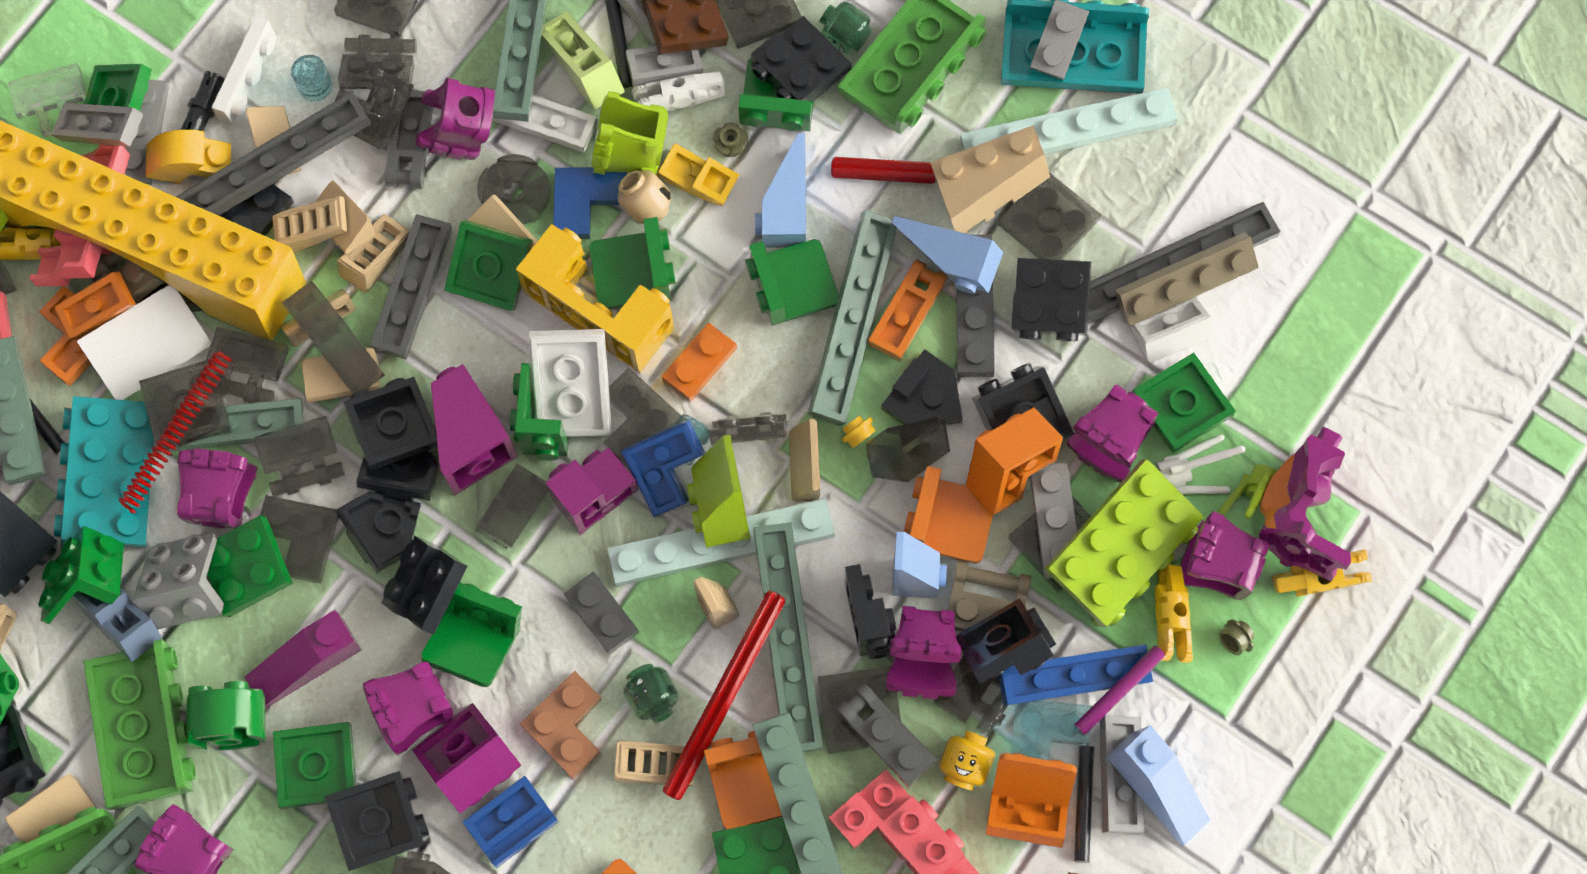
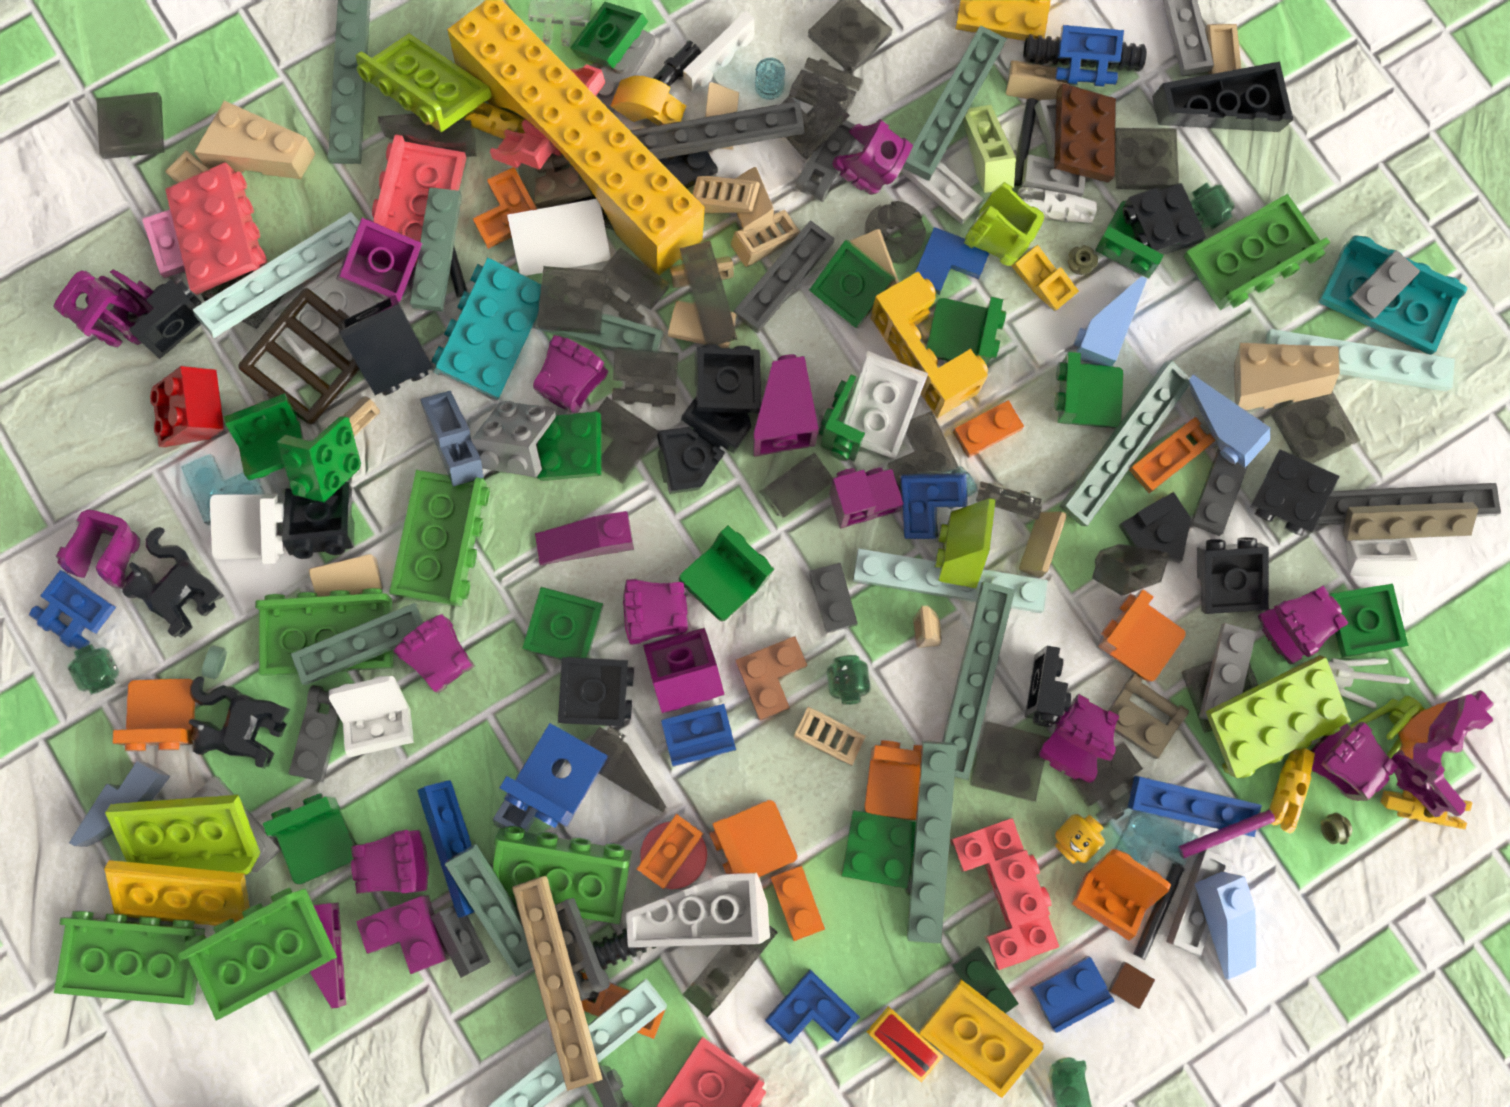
camera: 15 degrees right, 5 degrees up
(87, 565) = (446, 395): green bracket -> none
(95, 305) = (532, 192): orange plate -> none
(97, 124) = (589, 48): light grey plate -> none
(170, 428) = (498, 356): red piece -> none
(225, 716) = (509, 560): green brick -> none
(423, 584) = (704, 519): black plate -> none
(644, 196) = (997, 277): tan head -> none
(724, 695) = (907, 706): red axle -> none
(857, 431) = (1094, 536): yellow plate -> none
(882, 170) = (1195, 333): red axle -> none
(886, 735) = (1024, 792): dark grey plate -> none
(916, 568) = (1099, 667): light blue slope -> none
(1006, 640) = (1153, 757): black plate -> none
(1008, 456) = (1213, 609): orange brick -> none

